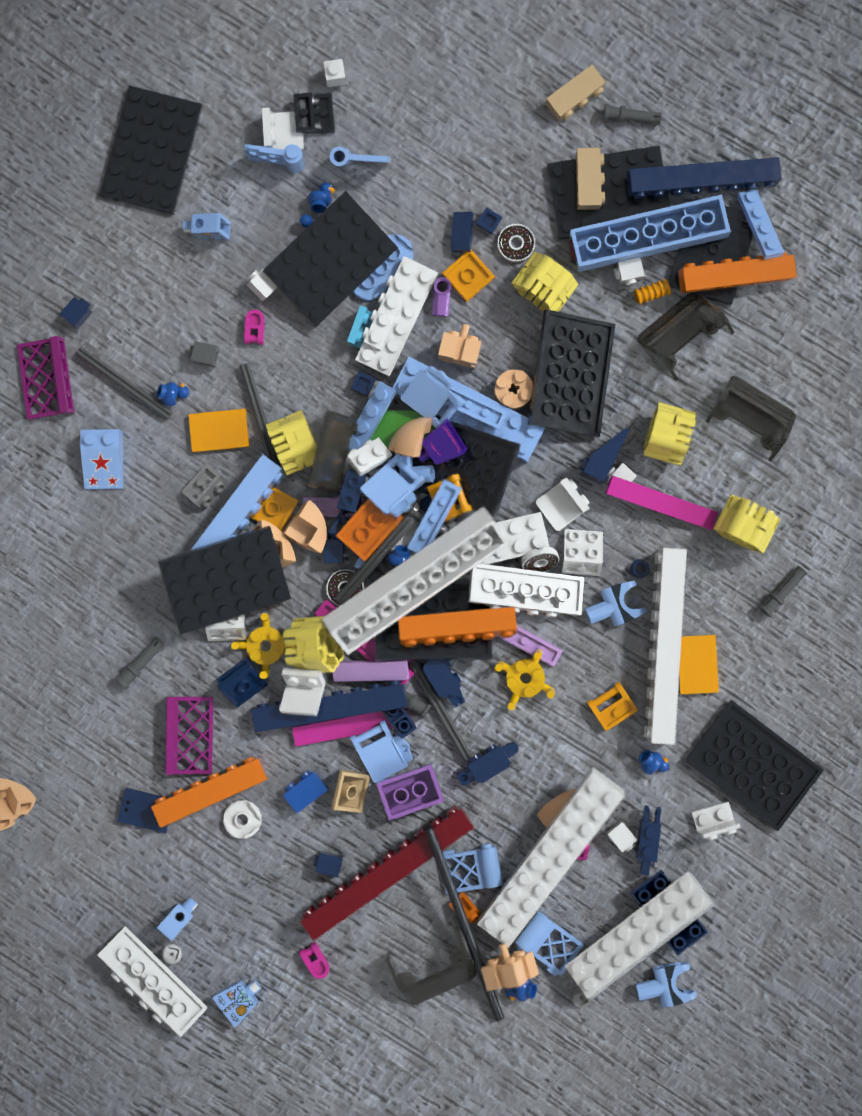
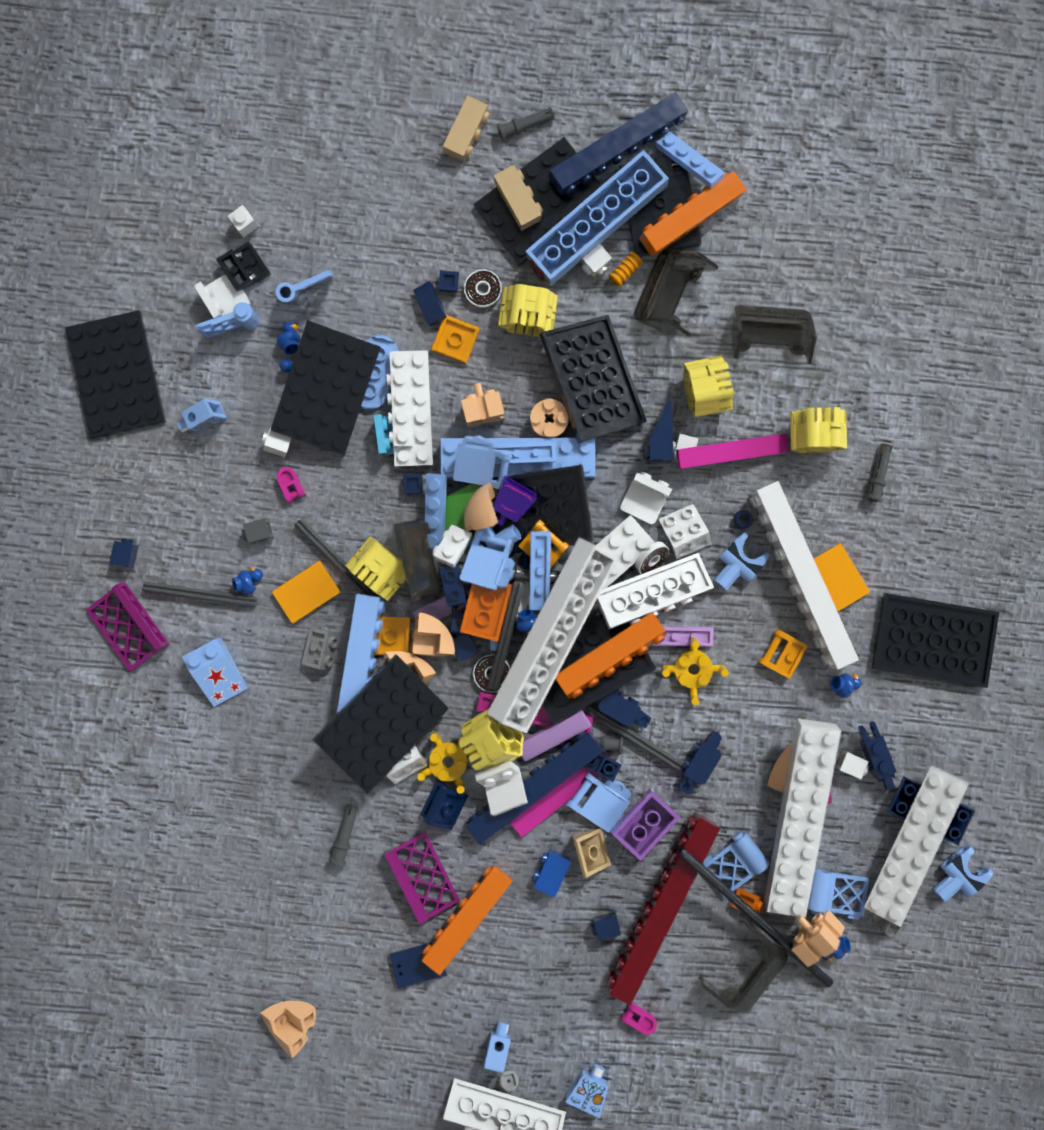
camera: 30 degrees left, 0 degrees up
(254, 819) = (505, 915): white tile -> none
(441, 299) = (442, 373): medium lavender piece -> none
(714, 821) = (927, 708): white bracket -> none

